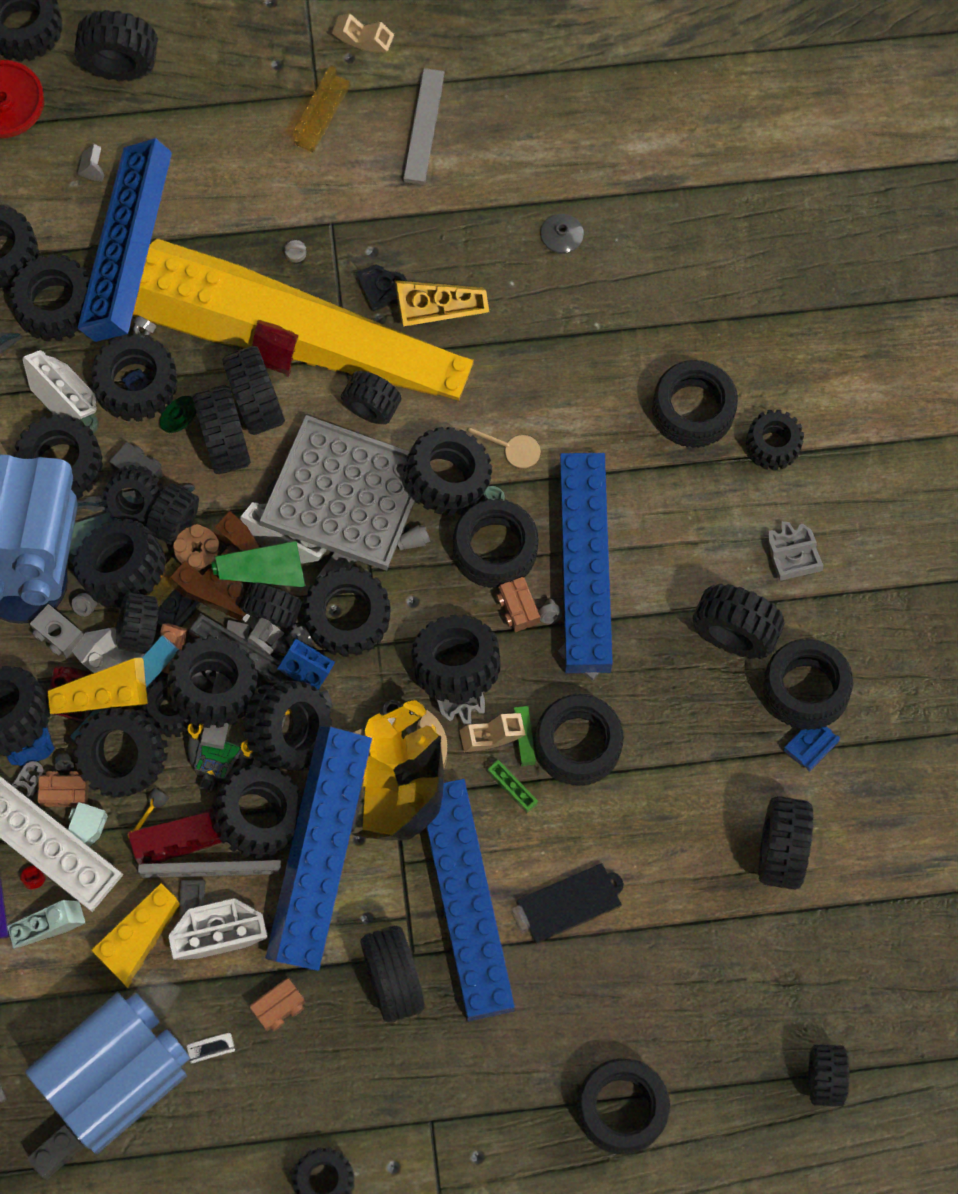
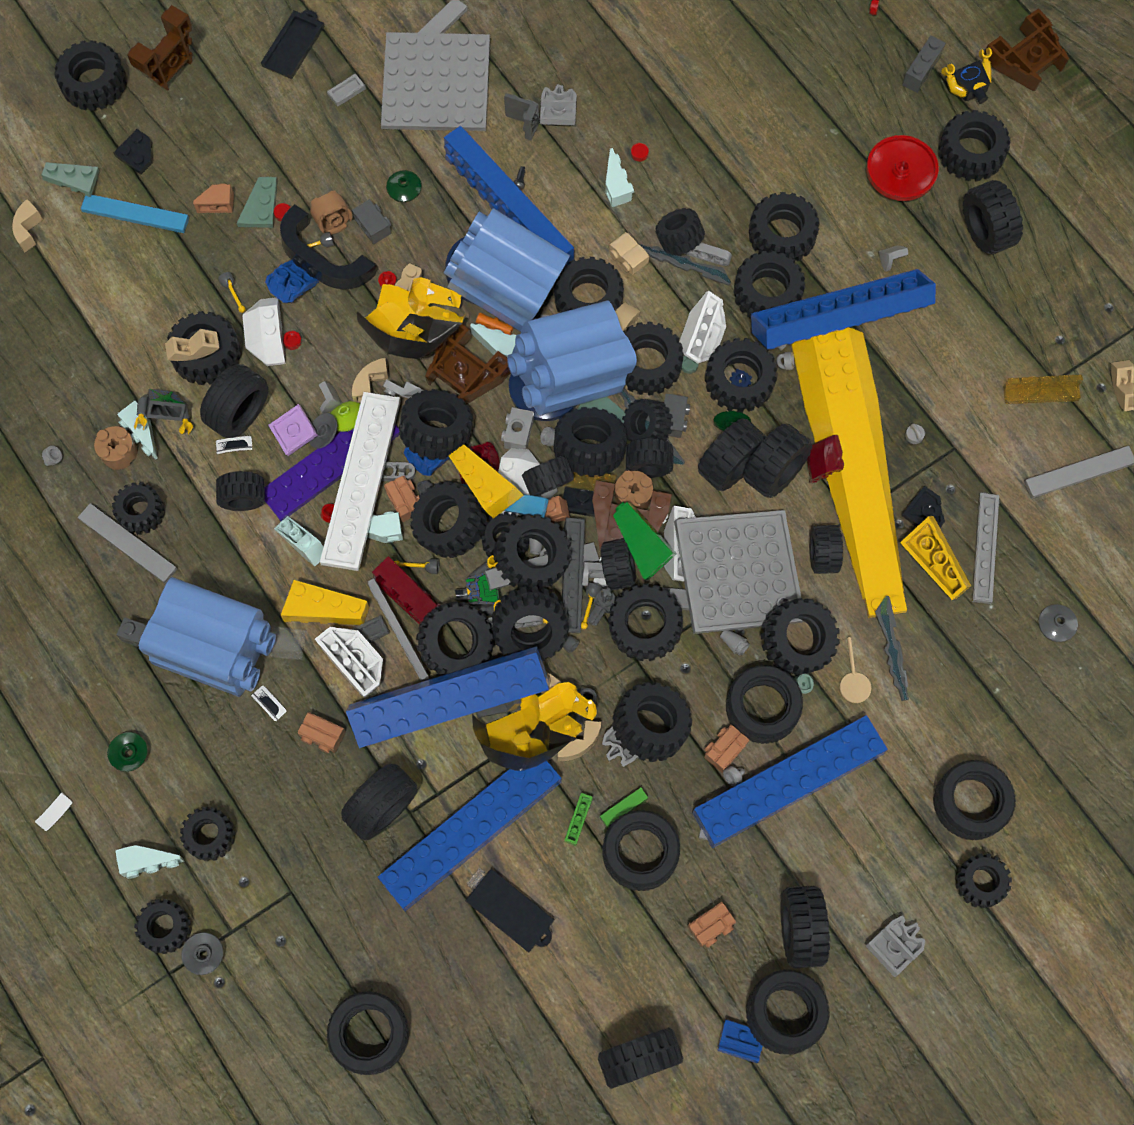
camera: 65 degrees right, 0 degrees up
(306, 665) = (586, 614): blue brick -> none
(450, 254) = (985, 548): none -> light grey tile
(498, 732) = (613, 784): tan brick -> none
(505, 394) = (893, 648): none -> dark grey sword
(686, 712) = (711, 925): none -> nougat brick

